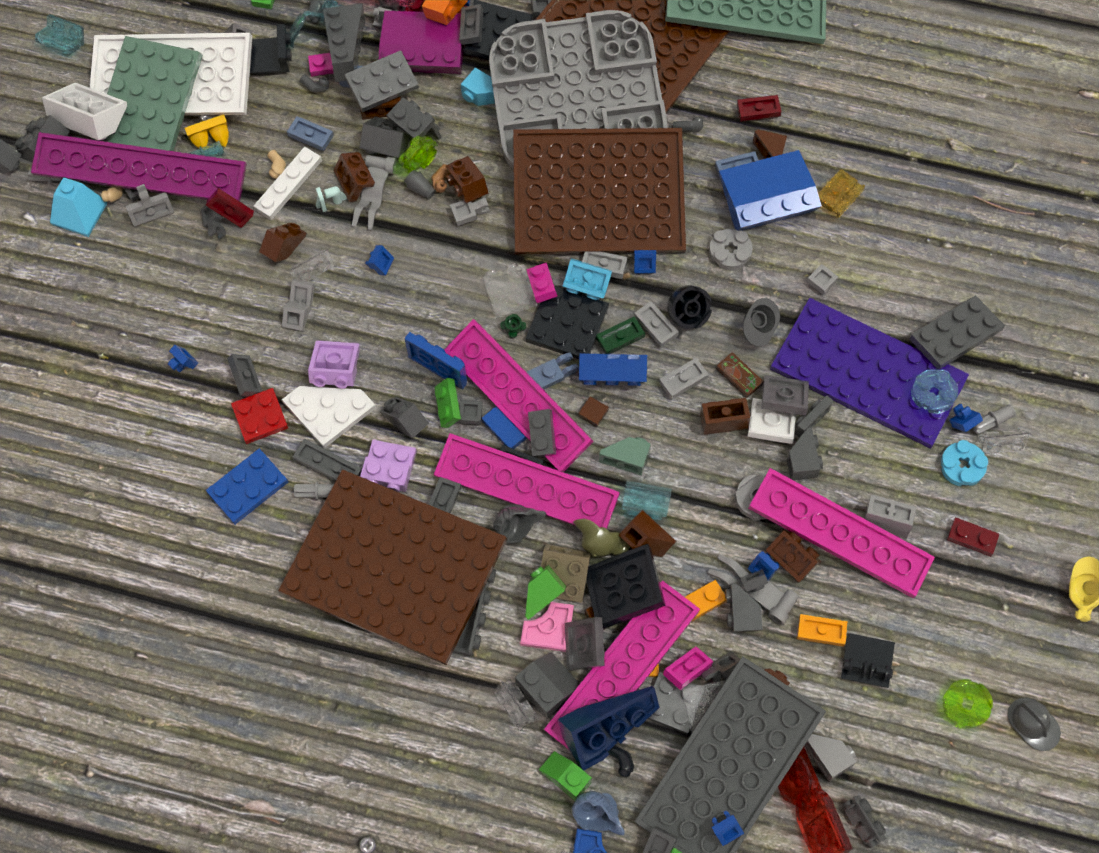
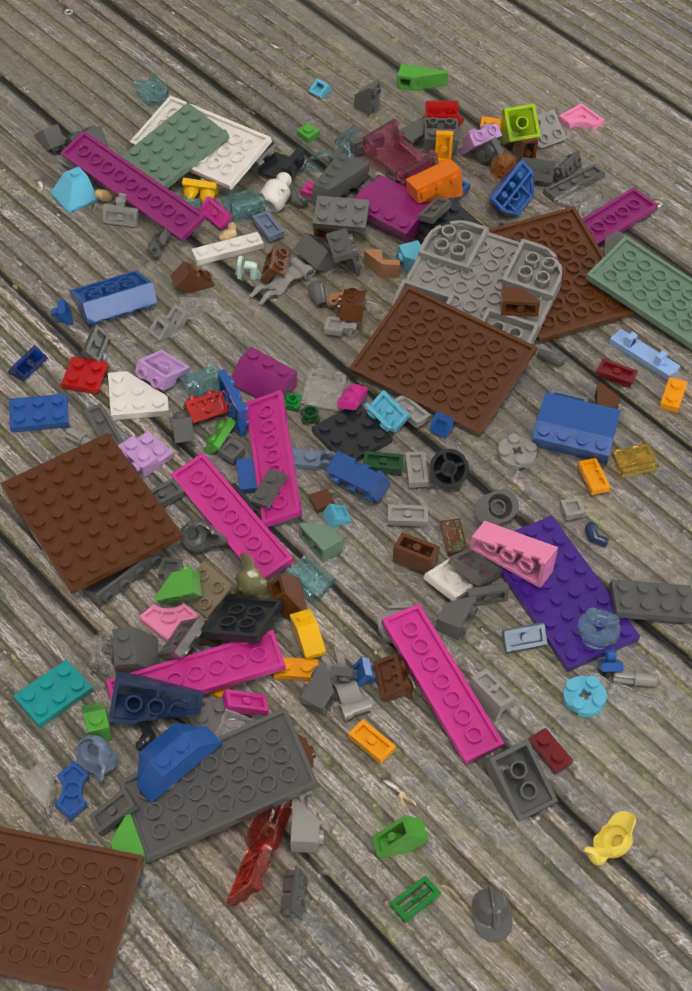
camera: 30 degrees right, 15 degrees down
(85, 110) = (126, 135): white slope -> none
(190, 437) = (28, 363): none -> clear blue slope
(217, 308) = (114, 297): none -> slope
(229, 208) = (171, 238): dark red plate -> none
(245, 148) = (216, 212): none -> dark pink plate
(265, 122) = (244, 204): none -> clear light blue bracket
(289, 90) = (277, 192): none -> white piece
(380, 260) = (249, 324): blue tile -> none
(384, 352) = (201, 382): none -> clear light blue bracket
(409, 378) = (206, 406): none -> red bracket
(418, 154) = (332, 264): clear neon green plate -> none
(439, 311) = (262, 375): none -> magenta slope
(447, 113) = (380, 266): none -> medium nougat slope
(491, 322) = (292, 401): none -> green plate
(502, 774) = (53, 693): none -> teal plate
(513, 577) = (168, 566): none -> dark grey plate
(617, 419) = (336, 515): none -> medium azure slope
(630, 88) = (518, 302): none -> reddish brown slope
(673, 768) = (172, 757): none -> blue wedge
(690, 562) = (307, 634): none -> yellow slope
(727, 829) = (177, 822): blue tile -> none
(767, 71) = (644, 354): none -> light blue hinge
(815, 360) = (515, 552): none -> bright pink wedge
(816, 233) = (593, 476): none -> light orange plate
(823, 101) = (673, 394): none -> light orange plate
(858, 294) = (593, 535): none -> dark blue arm
(868, 660) = (391, 785): black hinge -> none
(875, 439) = (524, 637): none -> plate
(914, 707) = (400, 837): none -> bright green slope
(962, 716) = (448, 875): clear neon green plate -> none
(970, 582) = (520, 779): none -> dark grey slope
(975, 756) = (400, 912): none -> green tile

